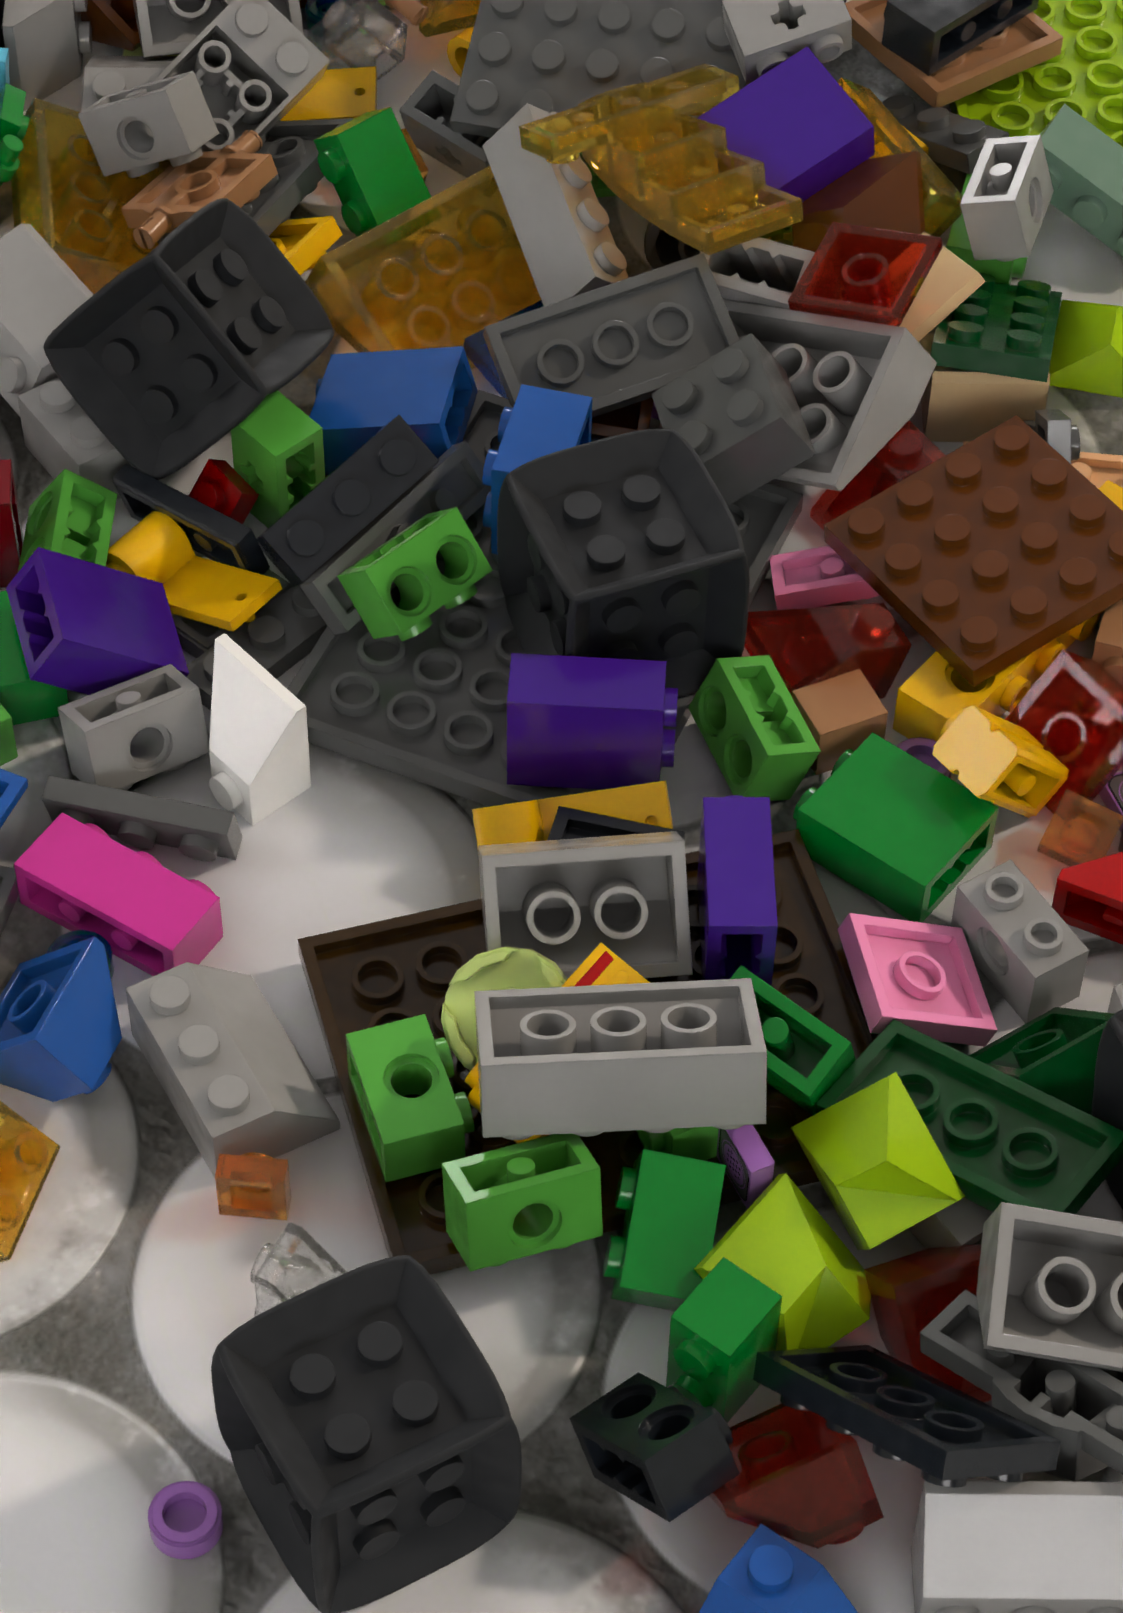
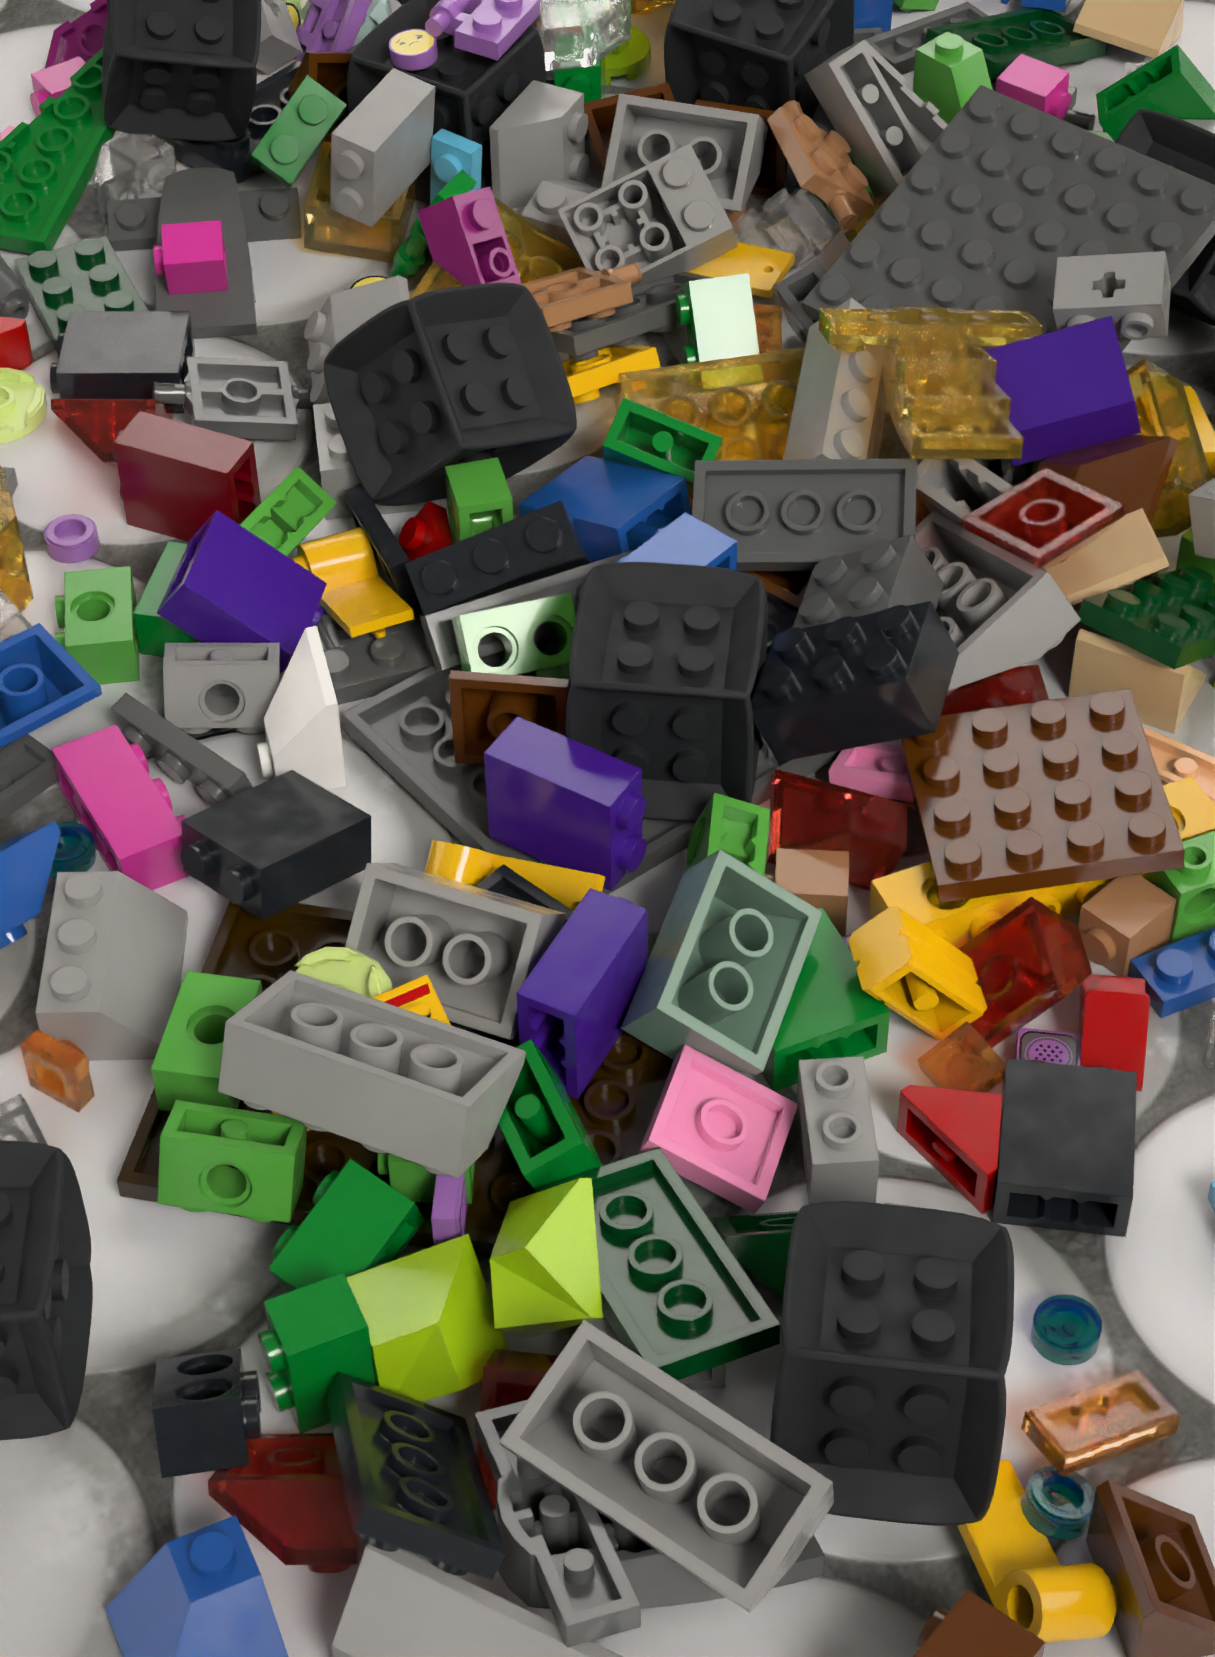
camera: 30 degrees right, 5 degrees down
(76, 161) = (469, 238): none -> magenta slope
(149, 125) = (554, 234): light grey brick -> none
(312, 872) = (276, 844): none -> black brick
(414, 318) = (659, 442): none -> green brick
(467, 654) = (489, 702): none -> reddish brown slope
(796, 490) = (854, 682): none -> black brick
(837, 823) = (723, 965): none -> sand green slope
(1057, 432) = (1167, 727): dark grey plate -> none

